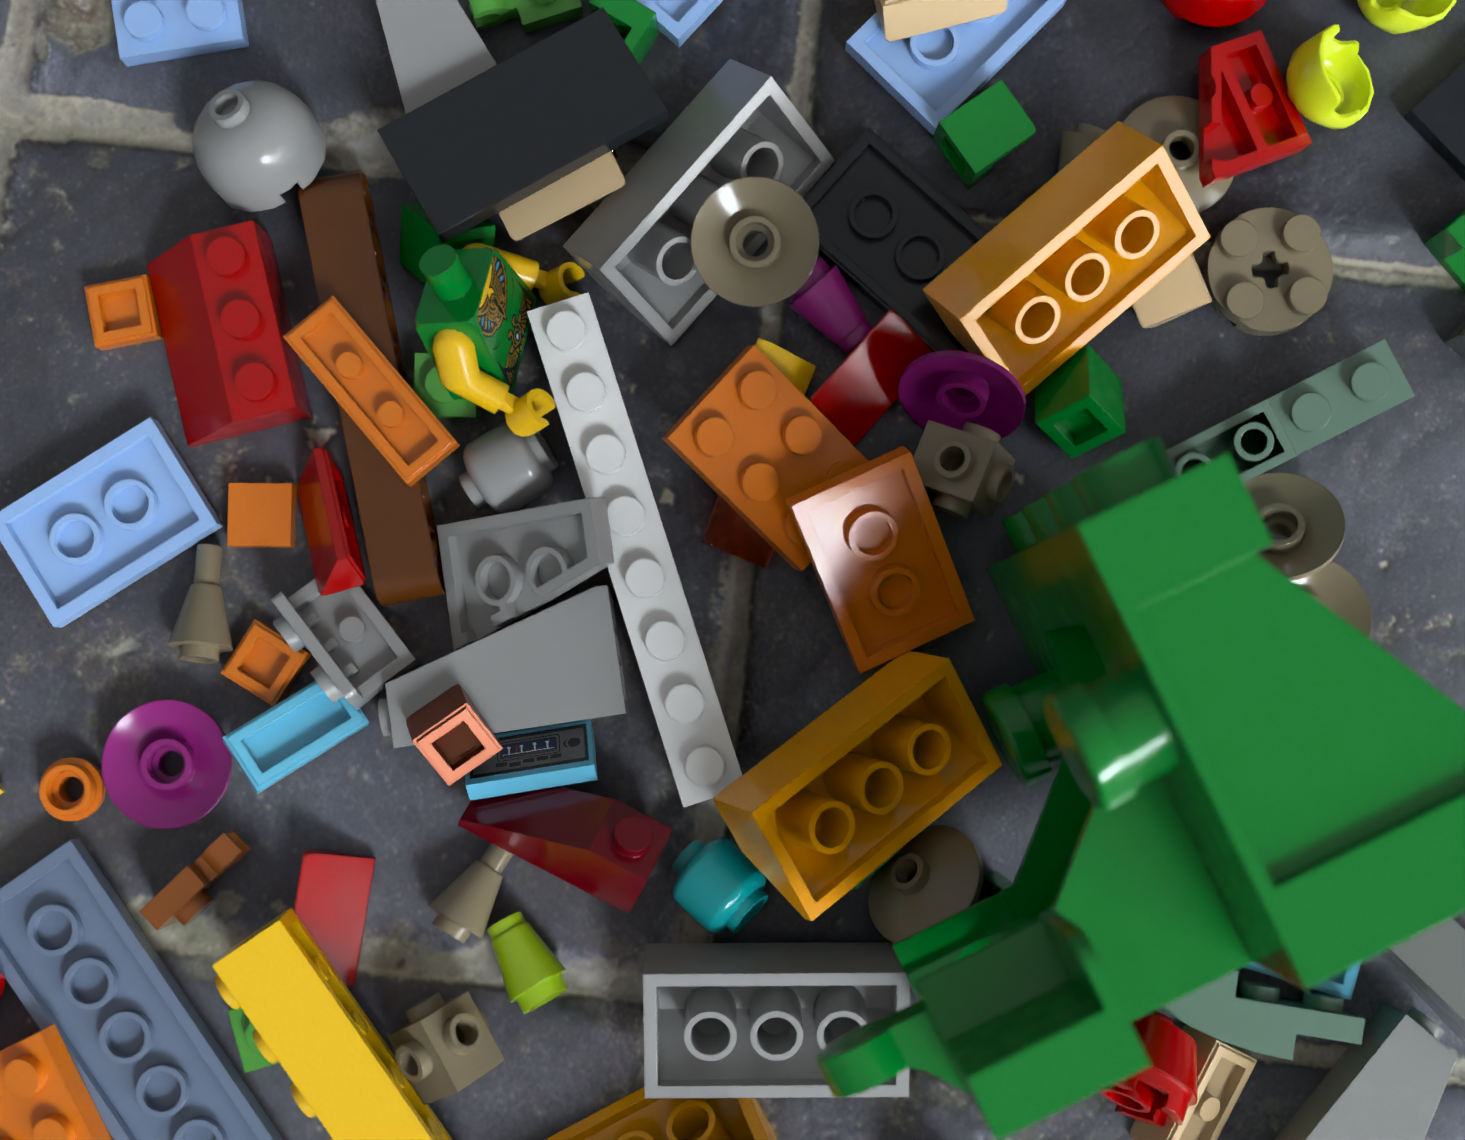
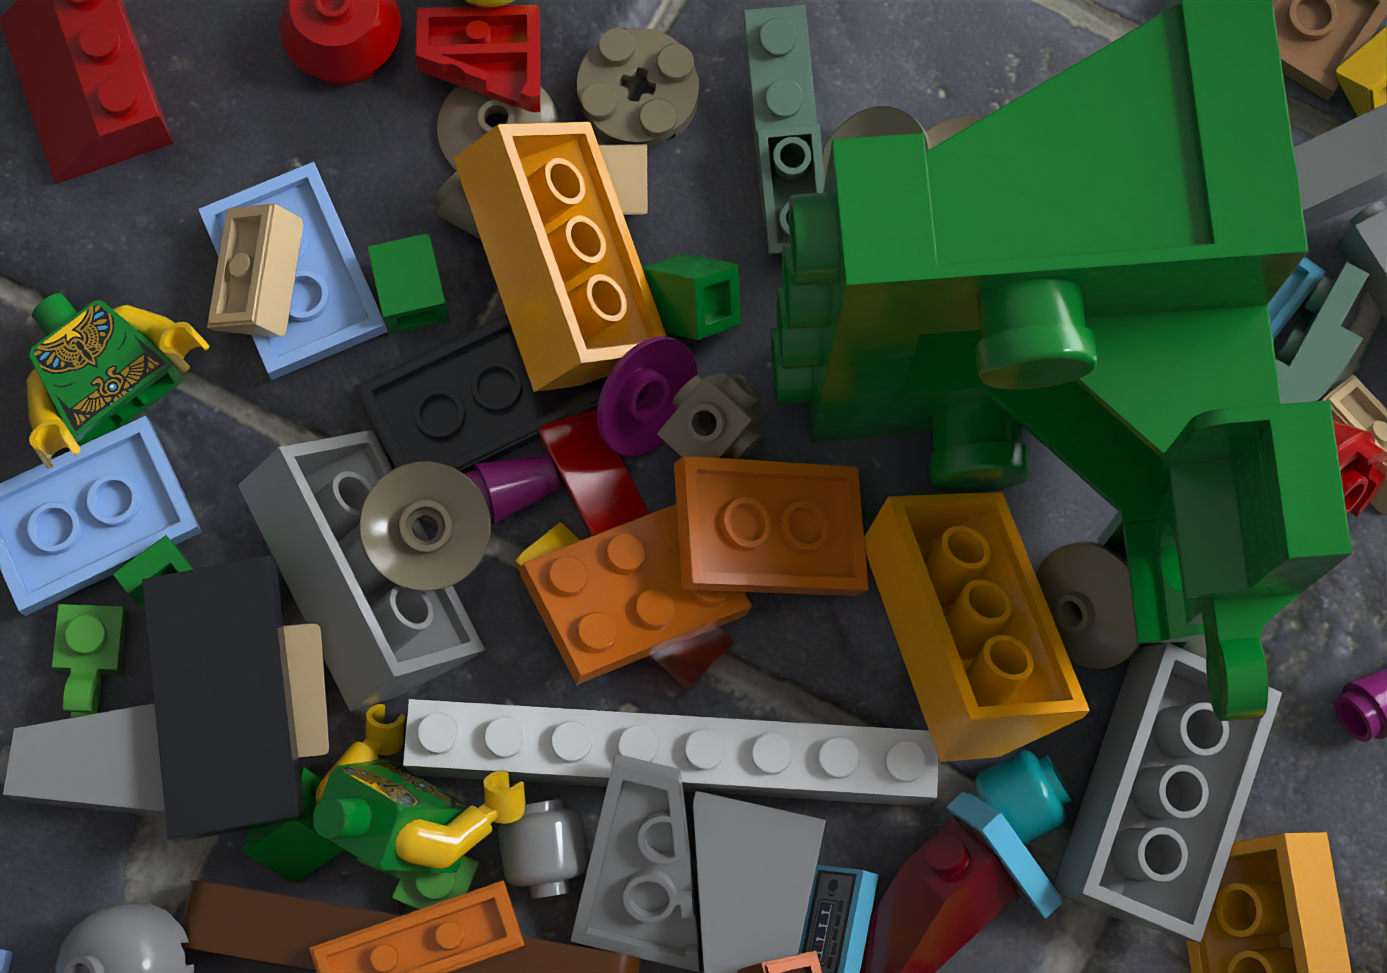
camera: 70 degrees left, 10 degrees down
(658, 889) = (998, 836): none -> medium azure tile

